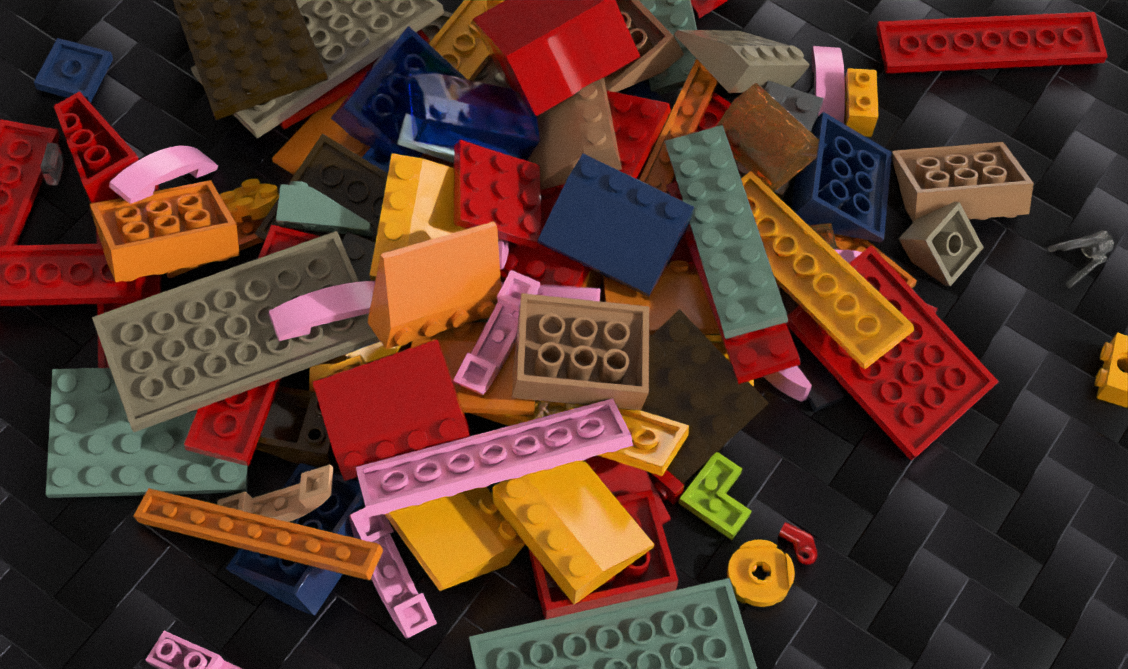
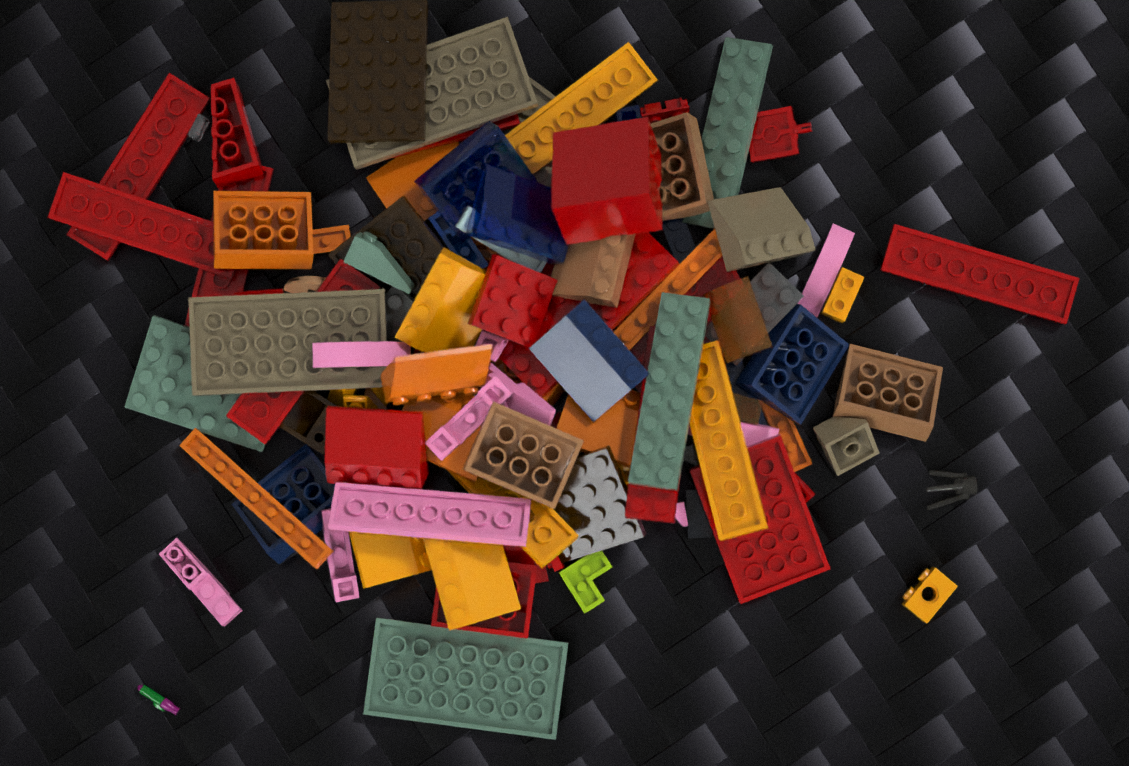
camera: 25 degrees right, 25 degrees up
(73, 69) = (237, 42): dark blue plate -> none
(161, 166) = (276, 175): bright pink slope -> none
(250, 199) = (335, 207): light orange plate -> none
(288, 502) = (279, 476): light nougat slope -> none
(748, 587) = (585, 633): light orange plate -> none
(802, 541) = (632, 636): red arm -> none

